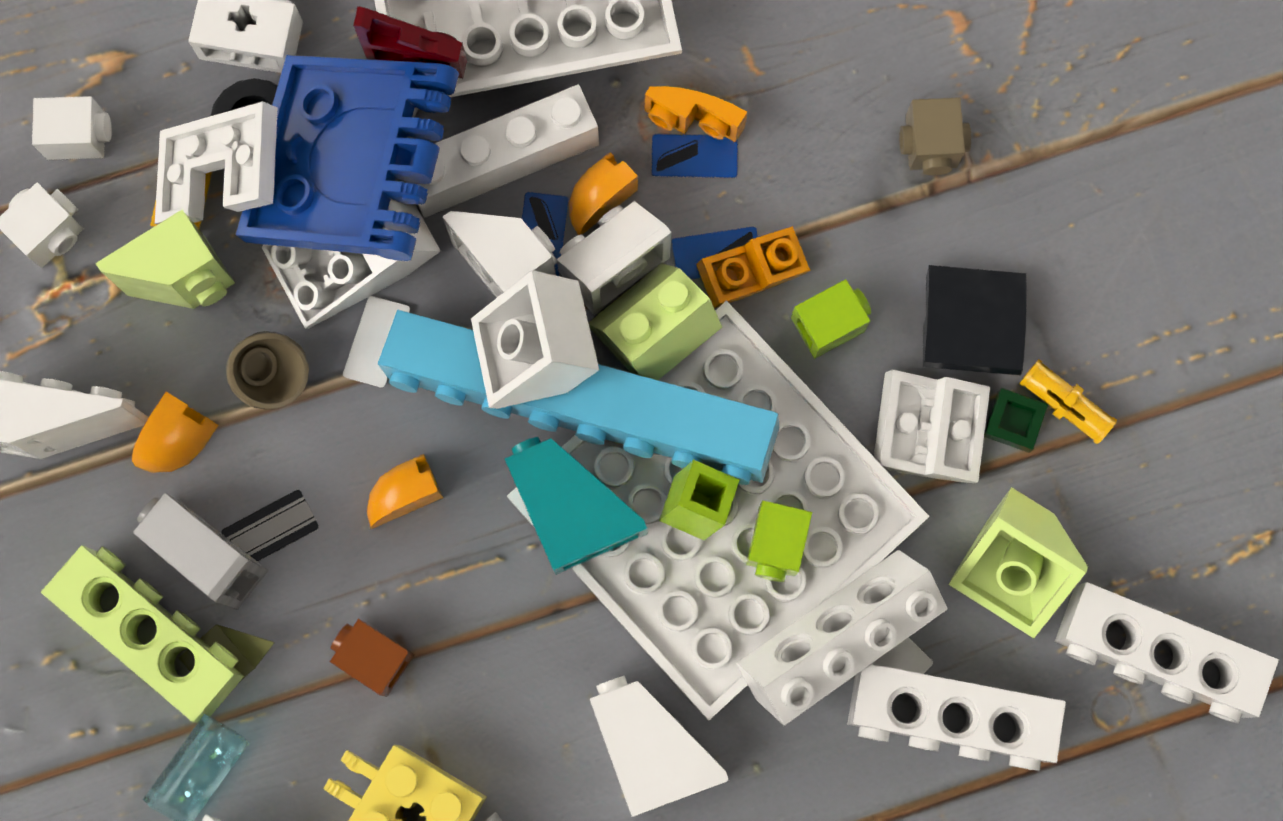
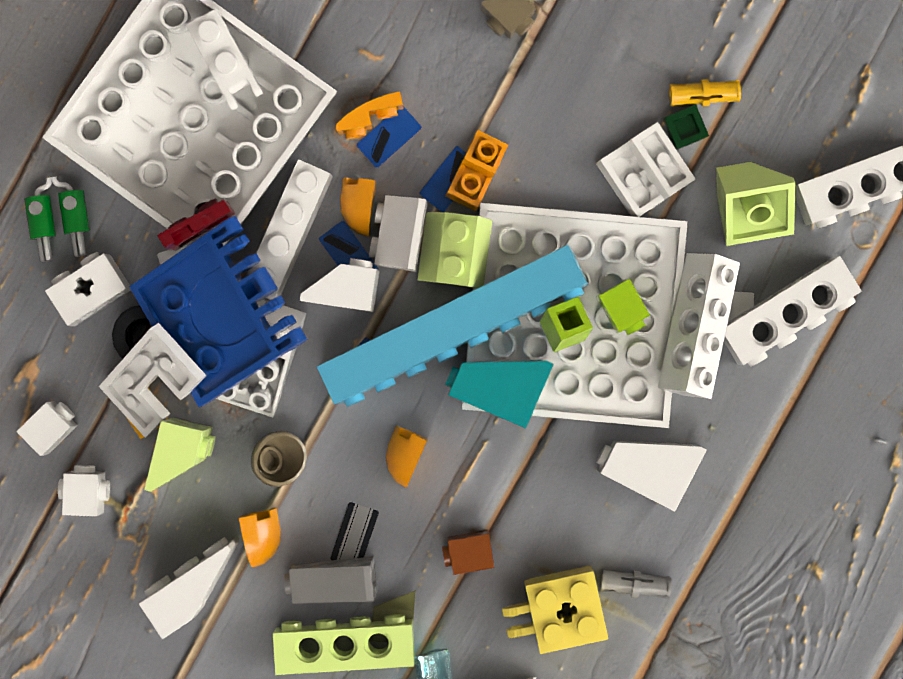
camera: 45 degrees left, 10 degrees up
(370, 340) = (314, 390): white sticker -> none
(534, 341) = (408, 321): white slope -> none
(831, 318) = (544, 160): lime brick -> none
(975, 320) = (618, 93): black slope -> none

